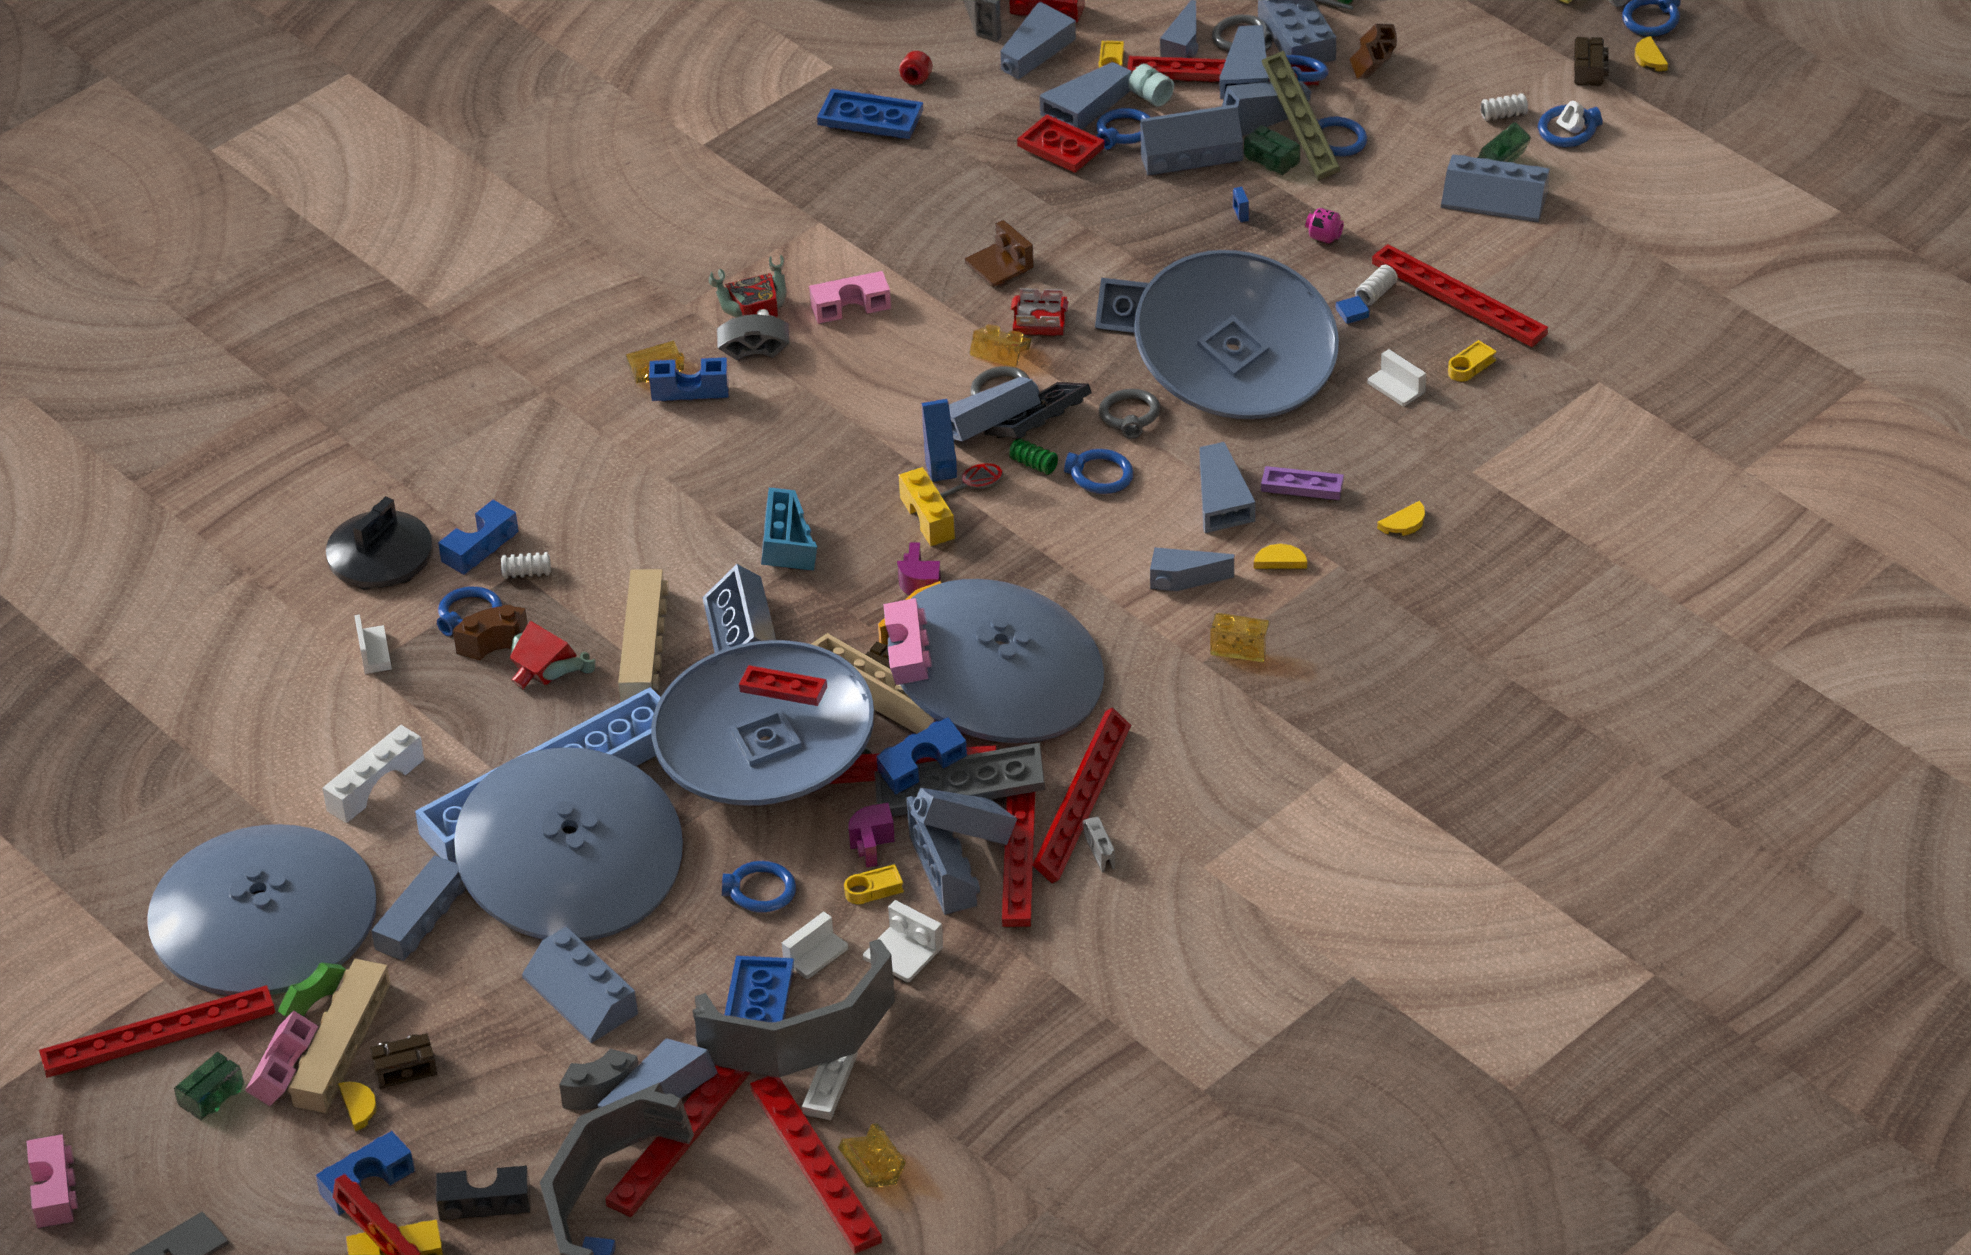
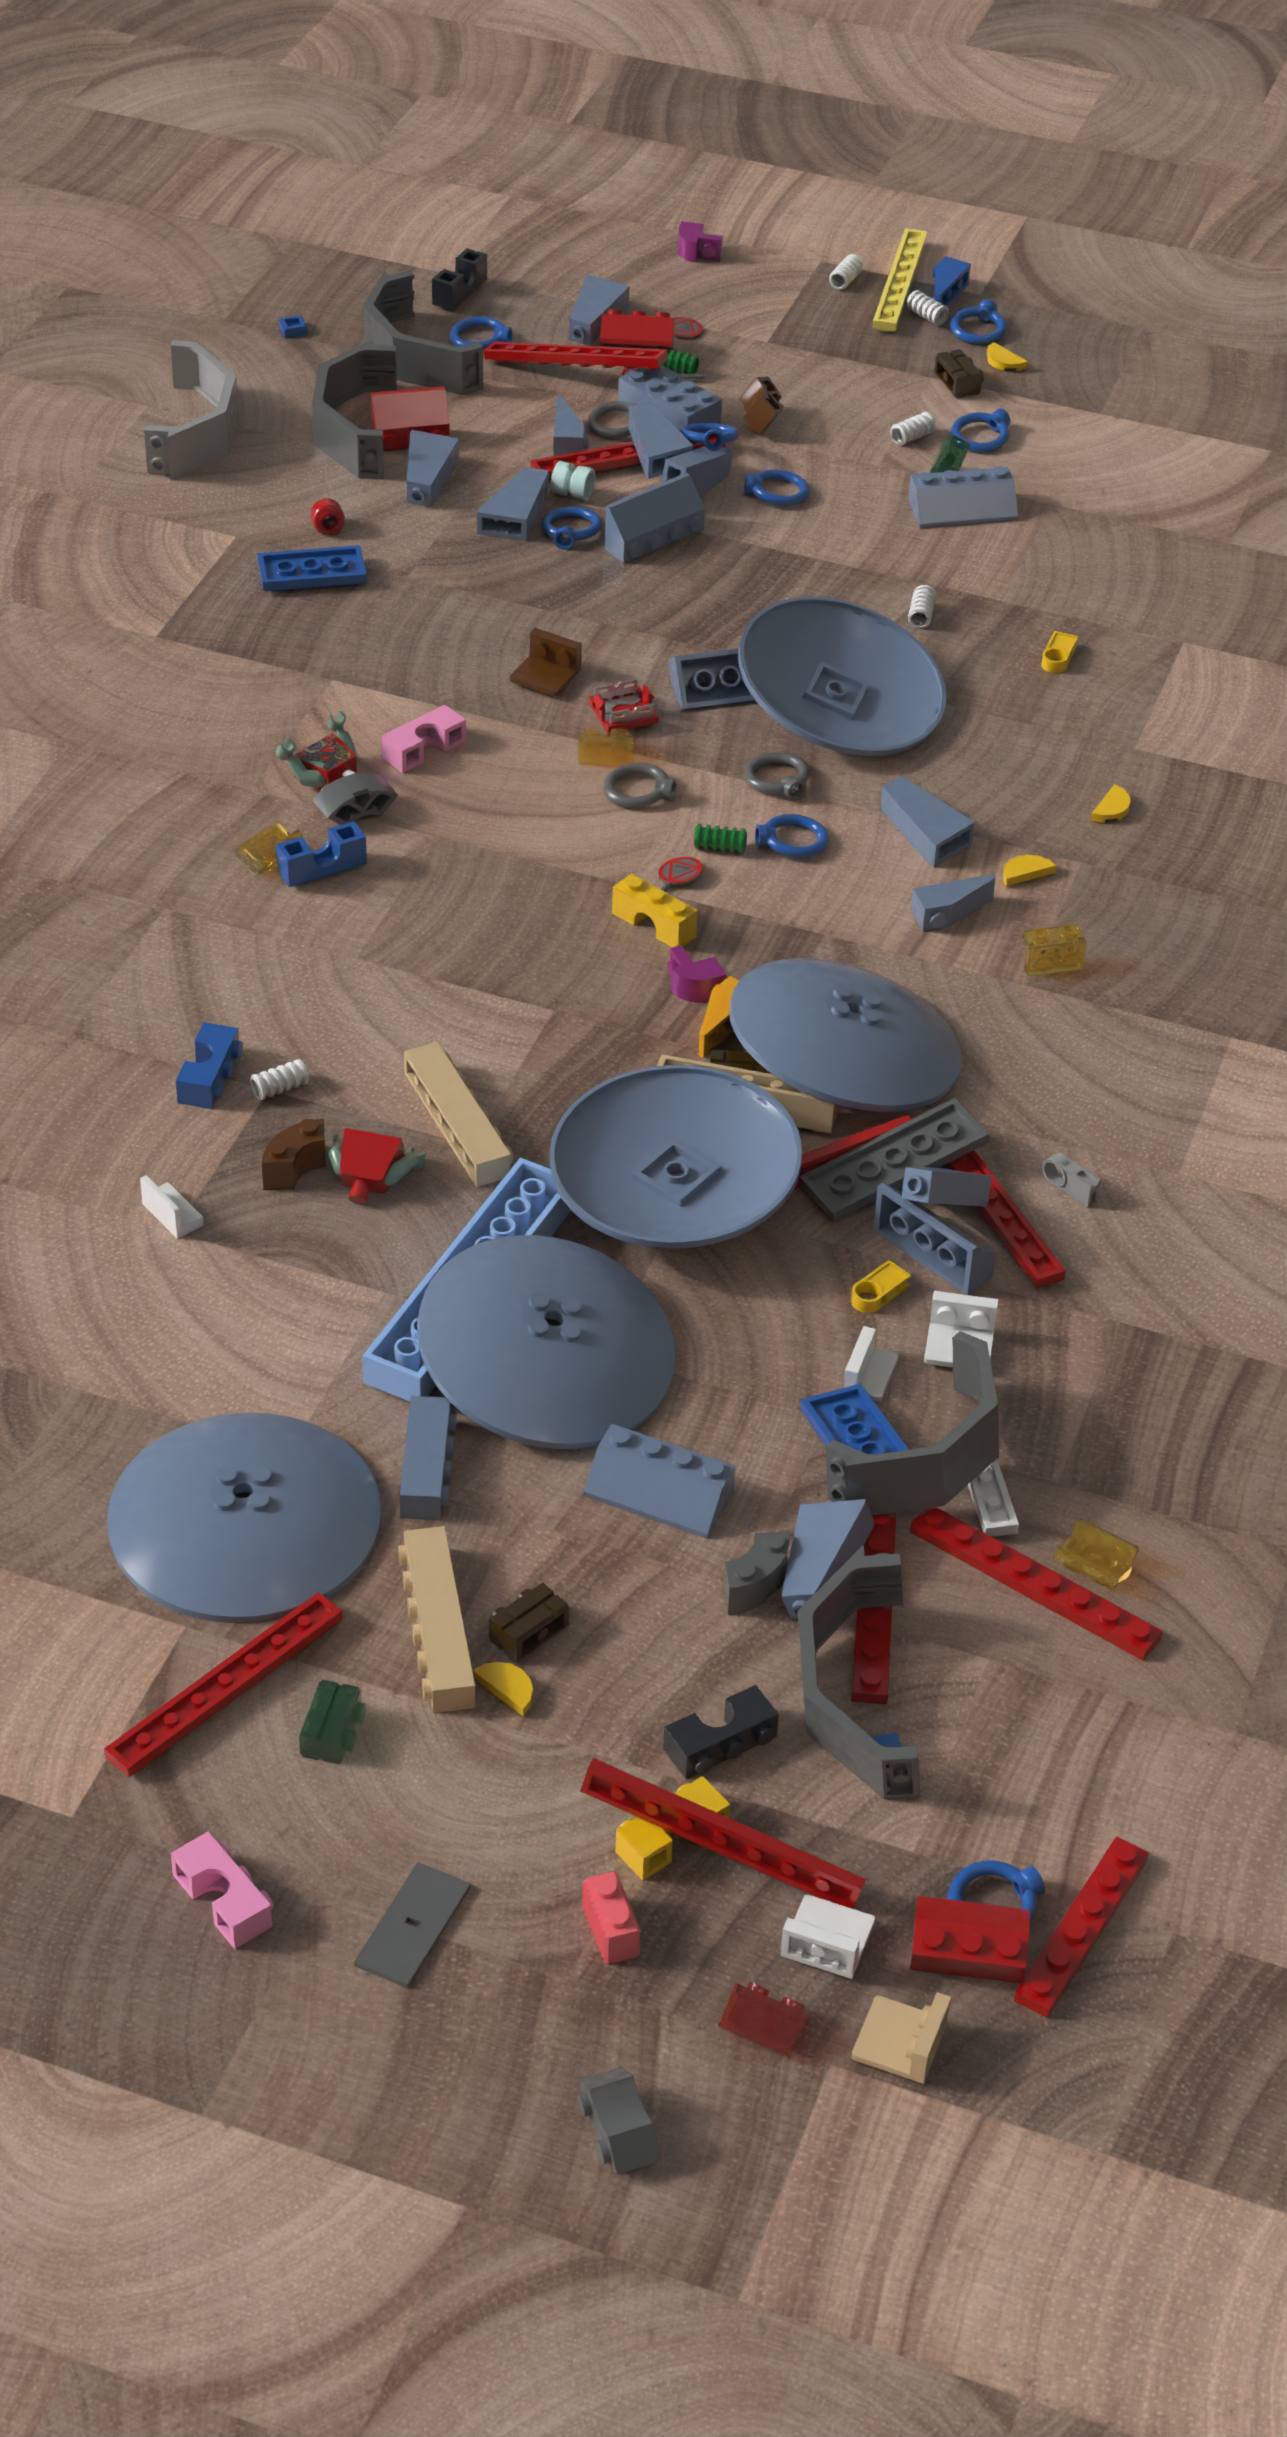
camera: 30 degrees left, 0 degrees up
(278, 1061) = (397, 1685): bright pink arch -> none
(321, 983) = (374, 1580): bright green tile -> none
(350, 790) = (262, 1355): white arch -> none
(379, 547) = (105, 1105): black bracket -> none
(383, 1158) = (584, 1732): blue arch -> none
(447, 620) = (240, 1158): blue piece -> none
(732, 881) = (738, 1330): blue piece -> none
(738, 610) = (542, 1067): sand blue slope -> none
(783, 685) = (679, 1111): red plate -> none
(786, 535) = (533, 974): dark azure wedge -> none
(869, 828) = (841, 1236): magenta brick -> none
(905, 623) = (763, 1014): bright pink arch -> none
(938, 741) = (860, 1125): blue arch -> none
(939, 440) = (631, 842): blue slope -> none
(992, 407) = (648, 806): sand blue slope -> none
(1053, 402) = (695, 794): black plate -> none
(1060, 143) = (522, 552): red plate -> none
(1081, 795) = (1019, 1140): red plate -> none
(1111, 52) = (507, 464): yellow piece -> none
(1241, 204) = (740, 565): blue tile -> none
(1272, 150) = (731, 512): clear green brick -> none
(1300, 115) = (745, 472): olive tile -> none
(1302, 483) = (994, 796): medium lavender plate -> none
(1325, 225) = (835, 565): dark pink head -> none
(1352, 309) = (919, 631): blue tile -> none
(1398, 379) = (1008, 682): white panel -> none
(1461, 296) = (1007, 597): red plate -> none
(1572, 117) = (983, 424): white tile -> none

